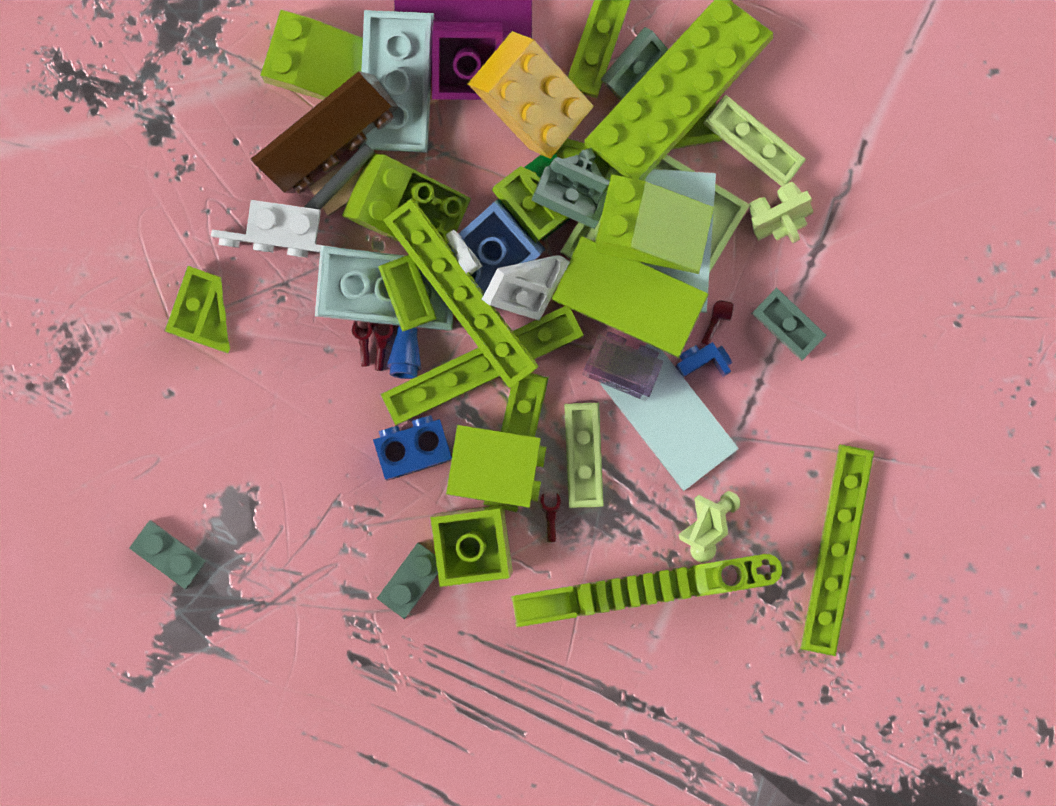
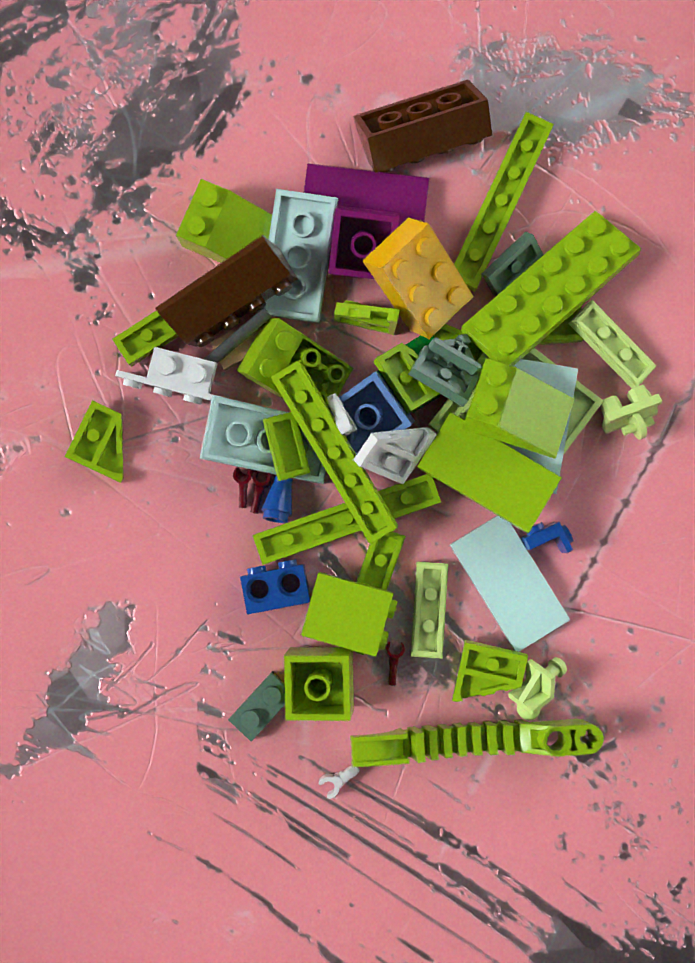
camera: 10 degrees right, 0 degrees up
(168, 554) = (45, 657): sand green plate -> none
(236, 189) = (141, 338): none -> lime plate
(489, 141) = (368, 317): none -> lime wing
(505, 649) = (338, 779): none -> white piece
(623, 366) = (476, 536): slope -> none
(653, 513) = (488, 670): none -> lime wing
(721, 310) = (565, 493): dark red hand -> none
(789, 324) = (627, 512): sand green plate -> none
(837, 550) = (648, 722): lime tile -> none

